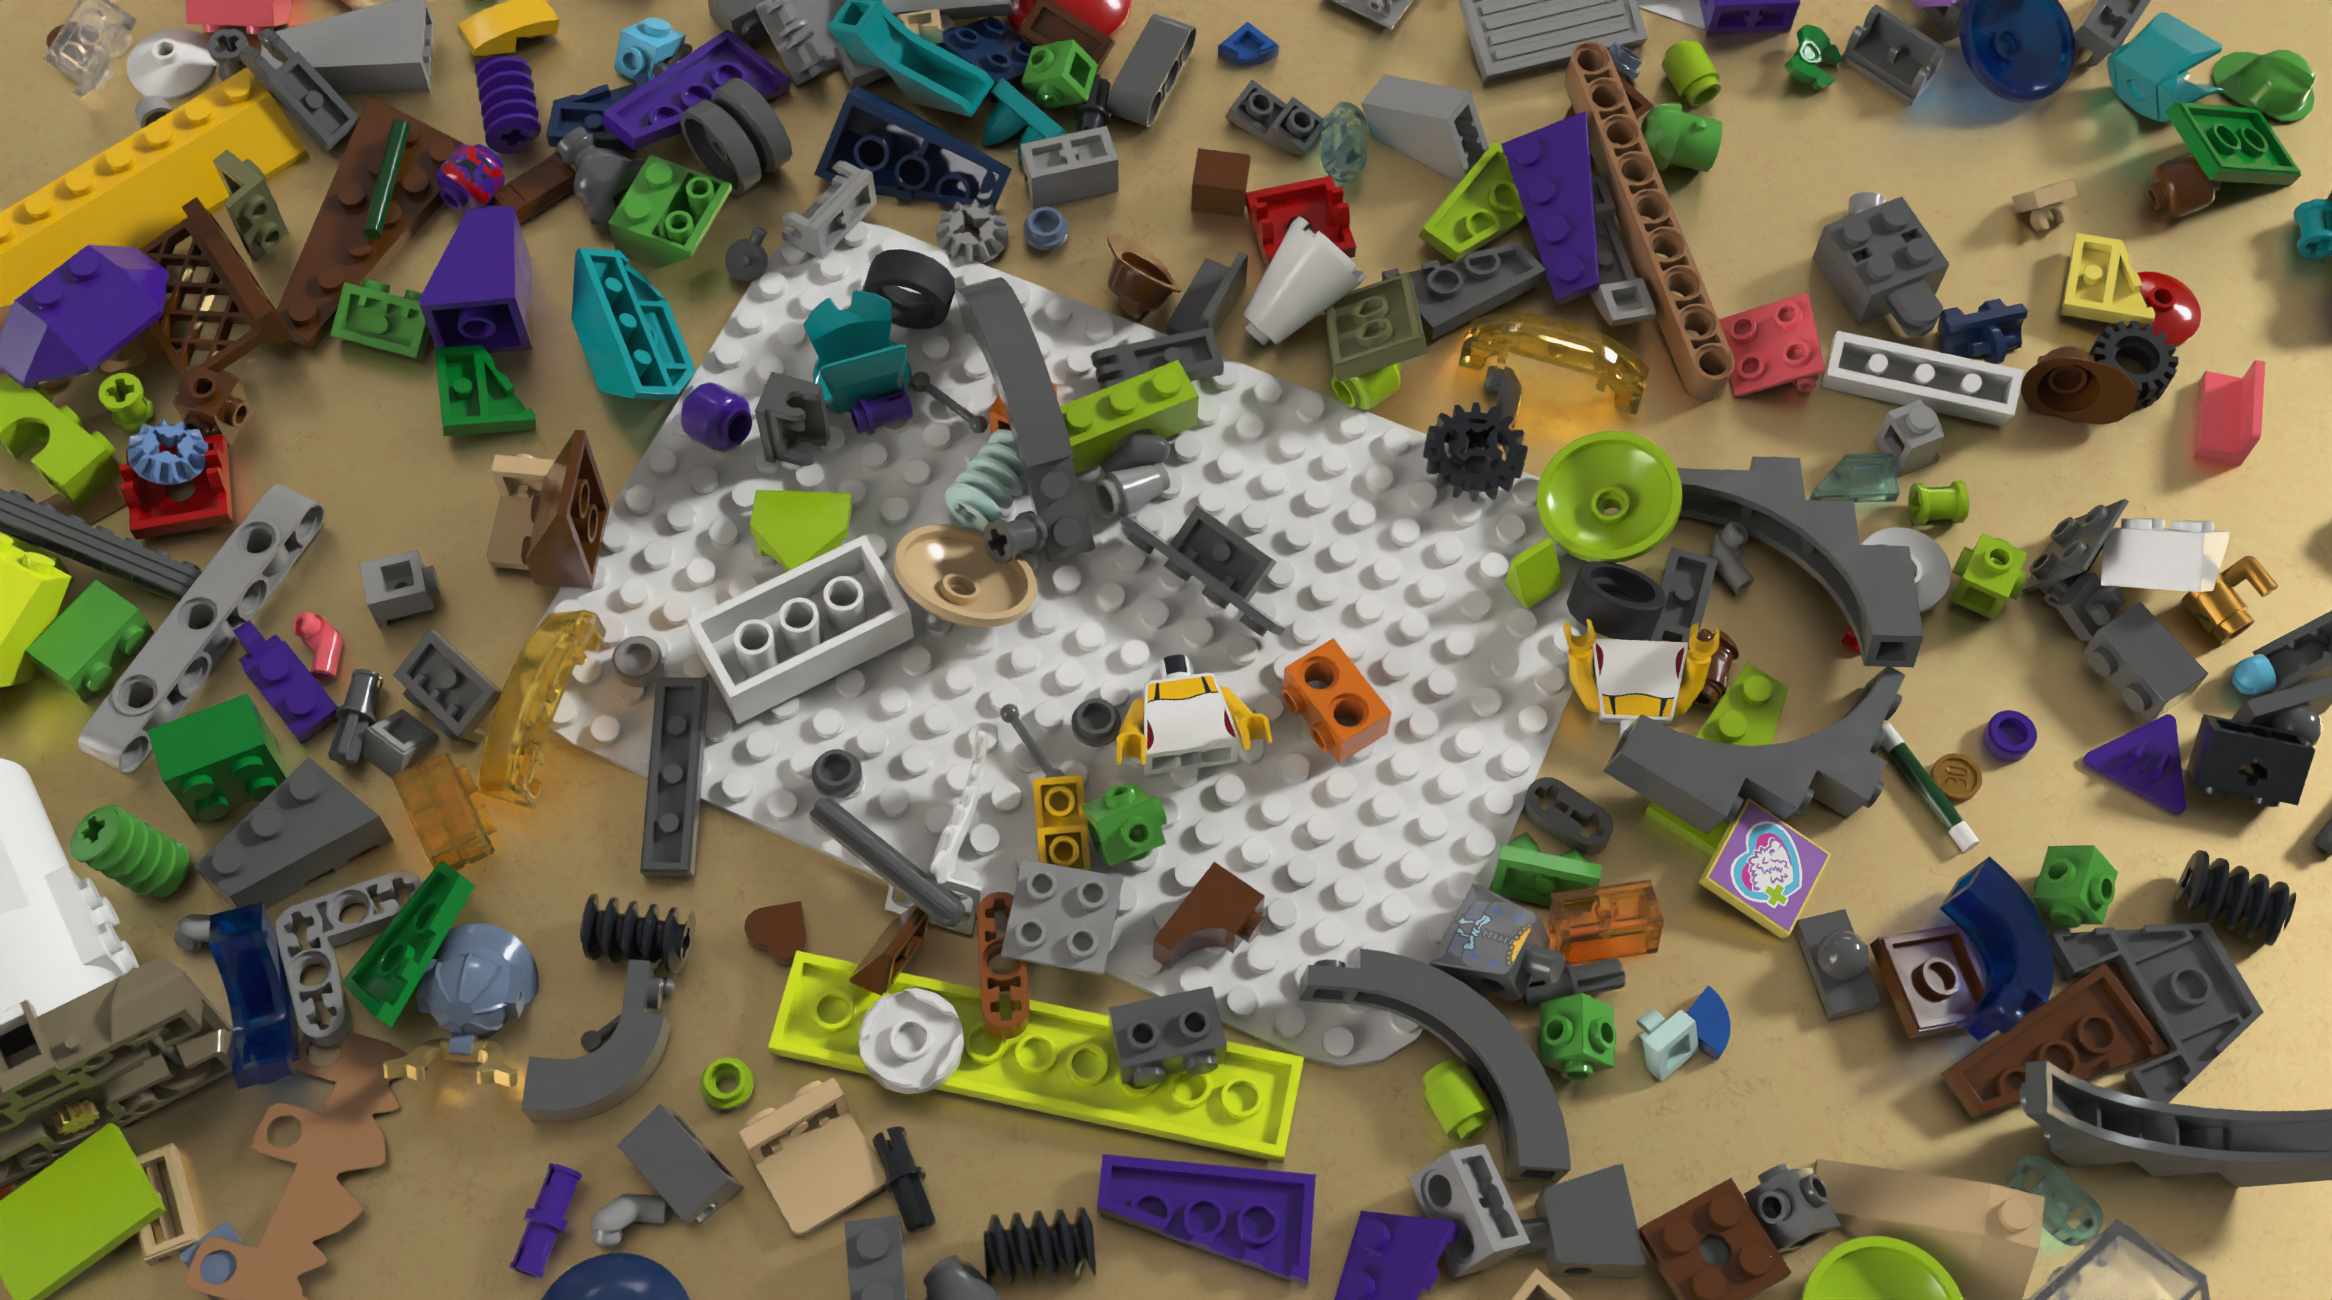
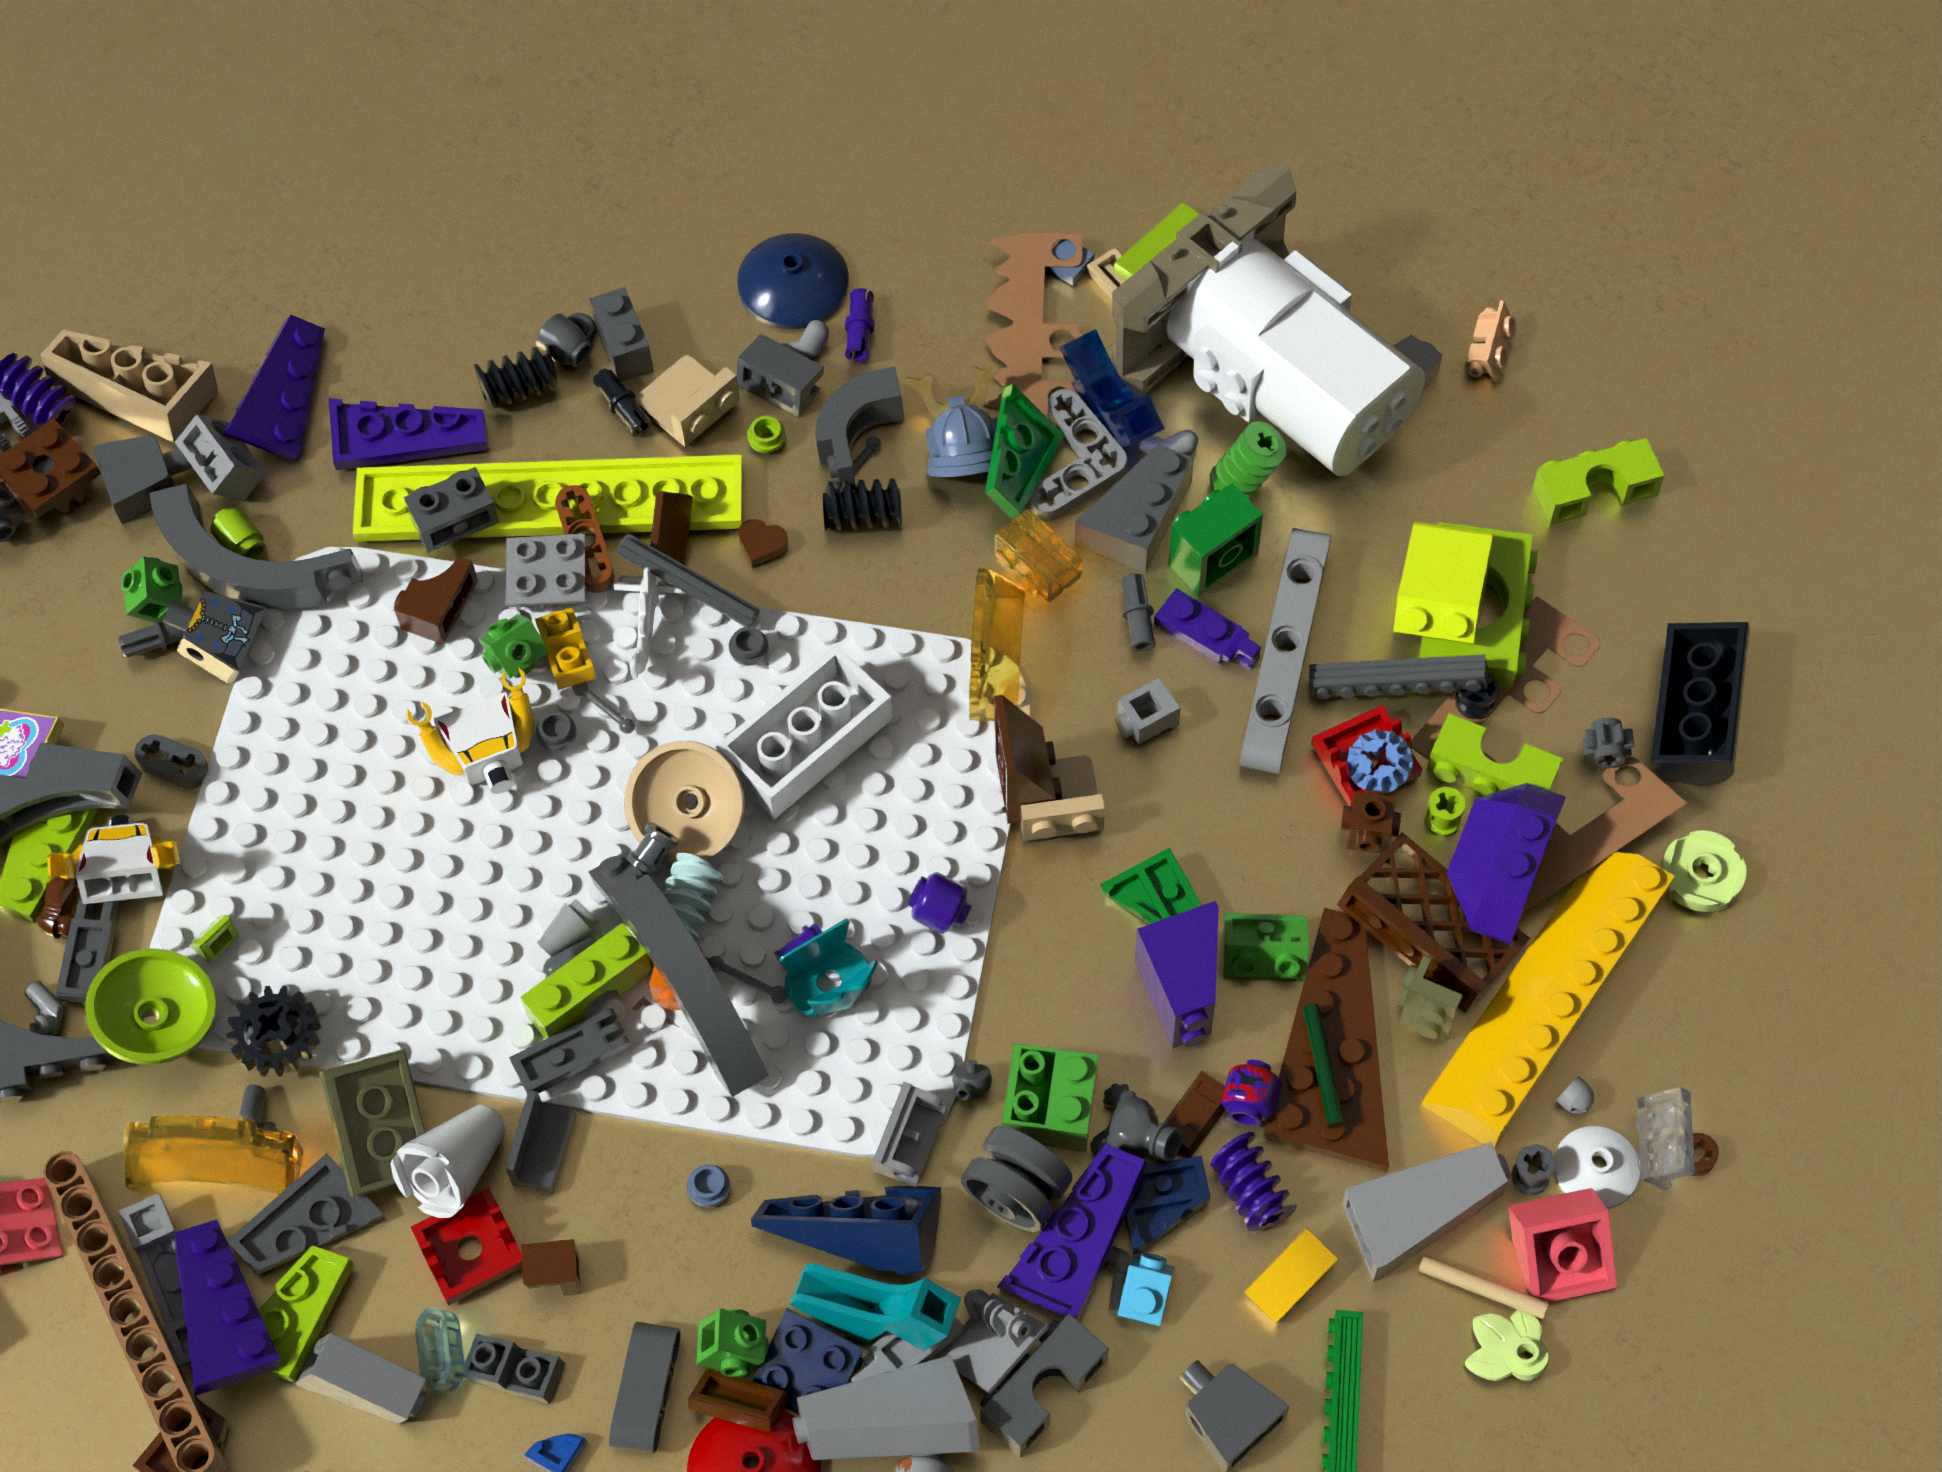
camera: 170 degrees right, 0 degrees up
(90, 641) = (1366, 616): bright green brick -> none
(301, 90) = (1441, 1128): dark grey hinge -> none
(321, 639) = (1198, 671): coral arm -> none
(397, 742) = (1098, 609): light grey slope -> none
(449, 686) = (1070, 634): dark grey bracket -> none
(627, 329) = (1039, 965): teal wedge -> none
(638, 661) = (933, 698): light grey tile -> none
(675, 777) = (874, 620): dark grey tile -> none
(791, 414) = (867, 904): dark grey hinge -> none
(799, 524) = (839, 831): lime slope -> none
(911, 1041) = (636, 473): white tile -> none
(918, 273) = (804, 1048): black tyre -> none
(925, 24) = (877, 1352): tan tile -> none
(992, 230) = (774, 1184): light grey gear -> none
(1012, 114) = (737, 1287): teal tile -> none
(1070, 167) = (697, 1243): light grey hinge -> none
(1094, 112) = (690, 1314): black axle -> none
(1138, 277) = (605, 1148): reddish brown piece -> none
(1218, 559) = (487, 874): dark grey bracket -> none
(1346, 696) = (359, 789): orange brick -> none
(1532, 875) = (202, 707): bright green tile -> none
(1606, 922) = (134, 675): clear orange hinge -> none
(1616, 600) = (109, 919): black tyre -> none
(1667, 1042) = (86, 606): light aqua tile -> none
(1681, 137) = (102, 1425): bright green piece -> none
(1711, 1022) = (56, 635): blue tile -> none

